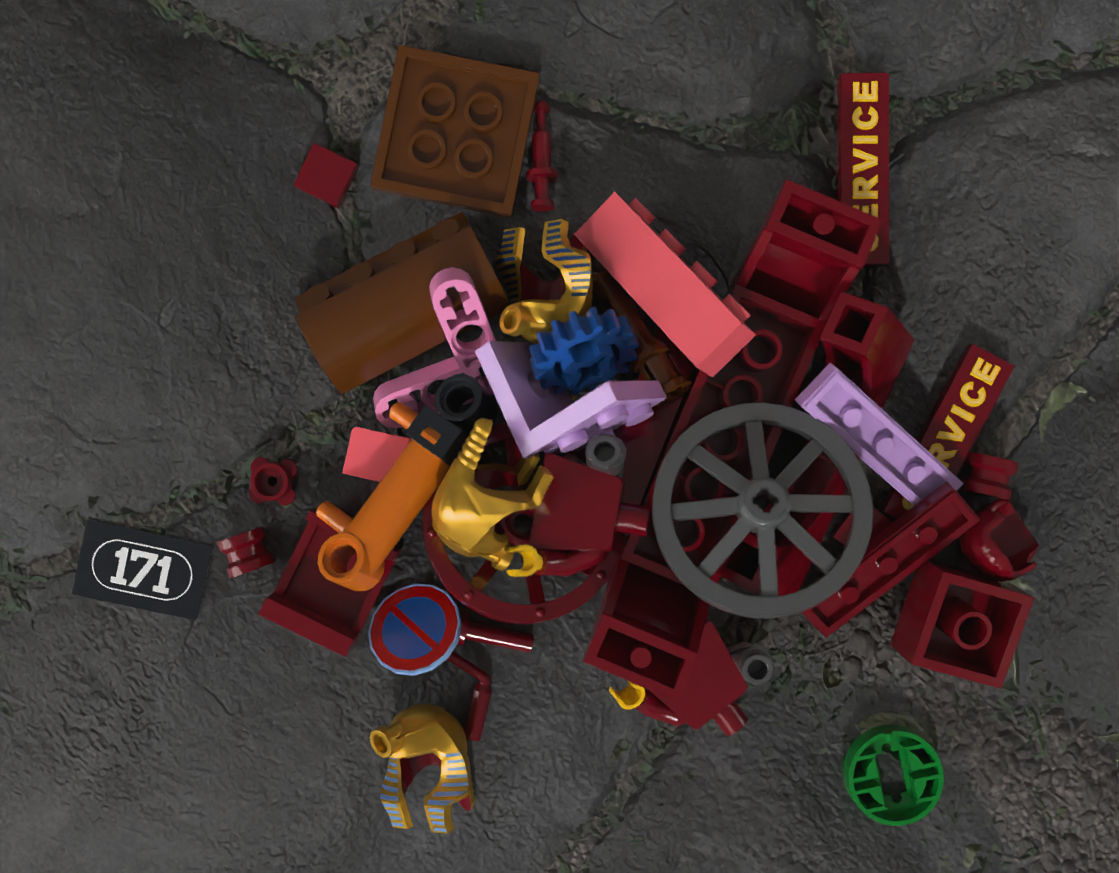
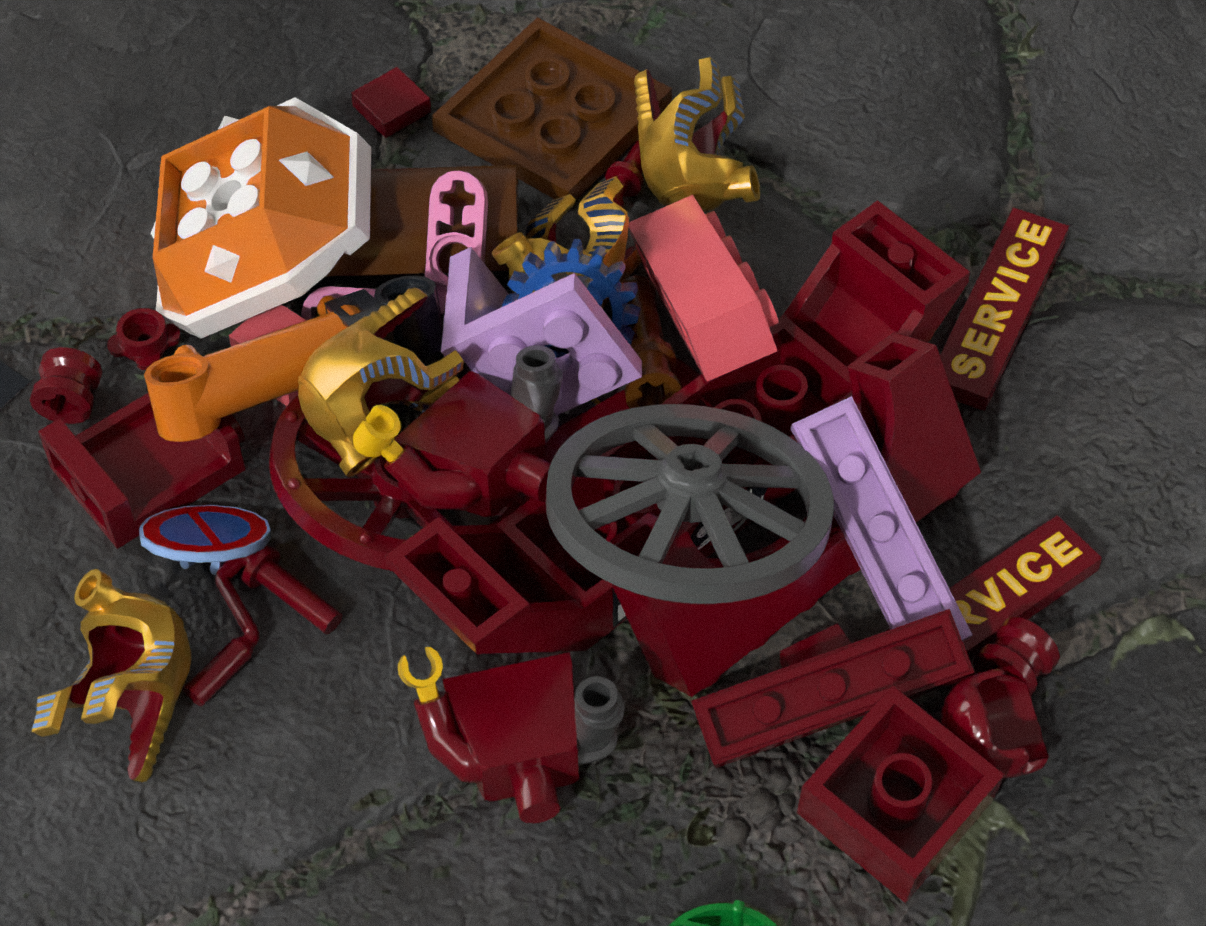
camera: 20 degrees right, 35 degrees down
(309, 369) = (257, 214): none -> orange piece
(580, 146) = (685, 162): none -> pearl gold piece

